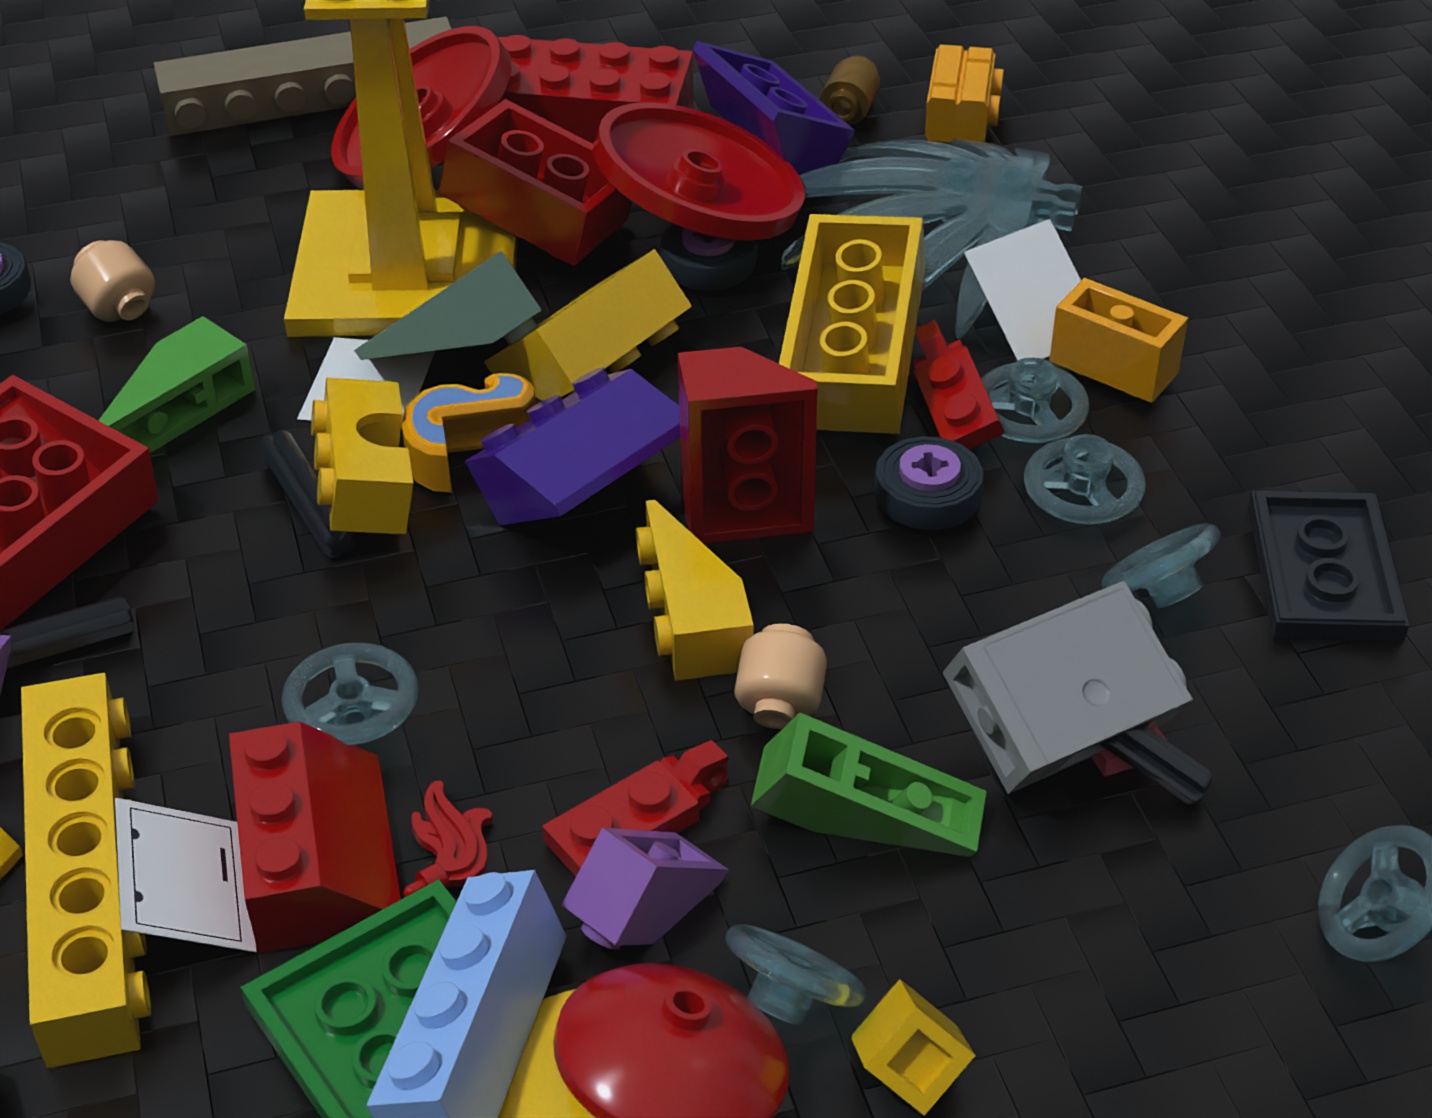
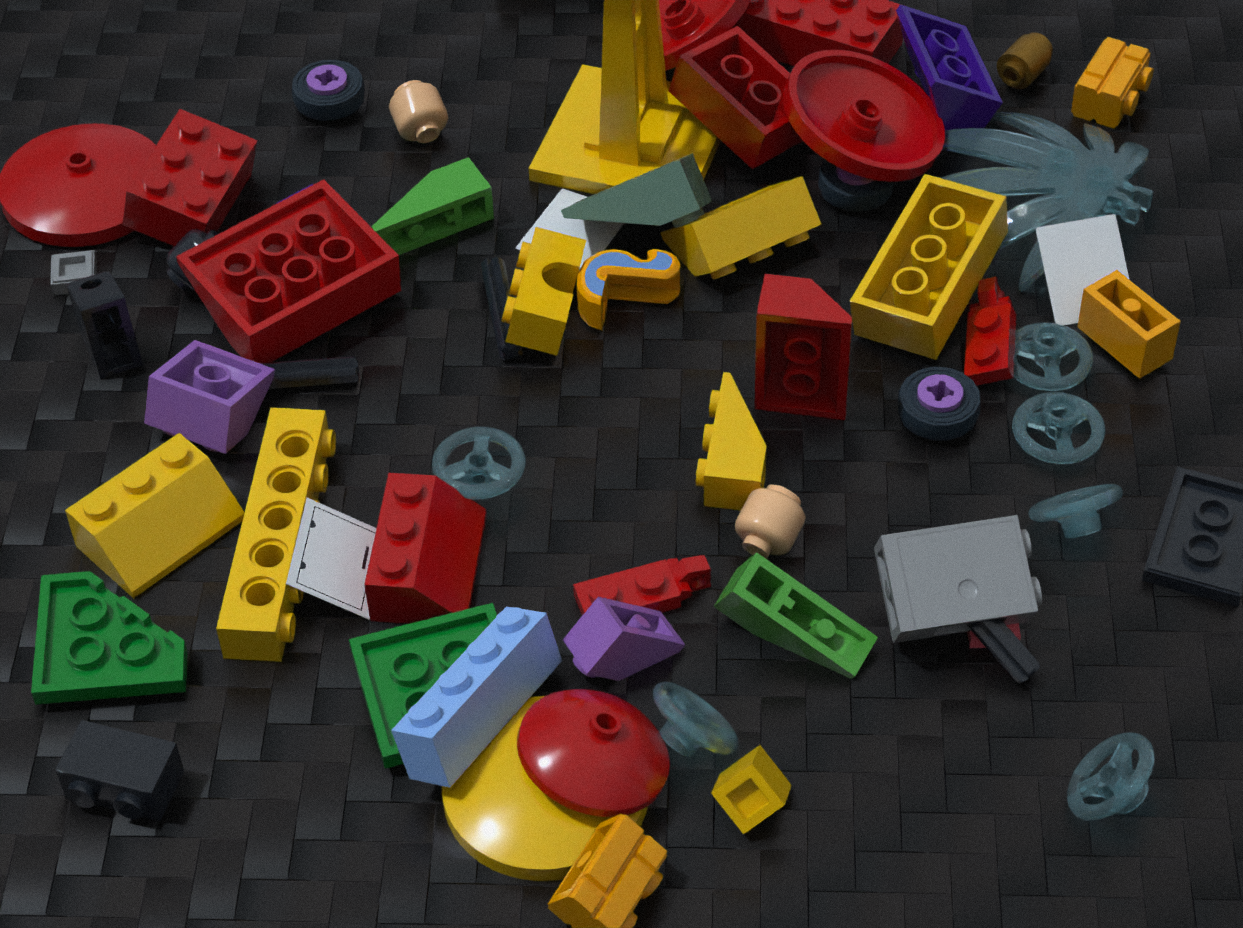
camera: 20 degrees right, 5 degrees up
(452, 838) = (514, 577): red piece -> none
(573, 446) = (688, 318): dark purple slope -> none

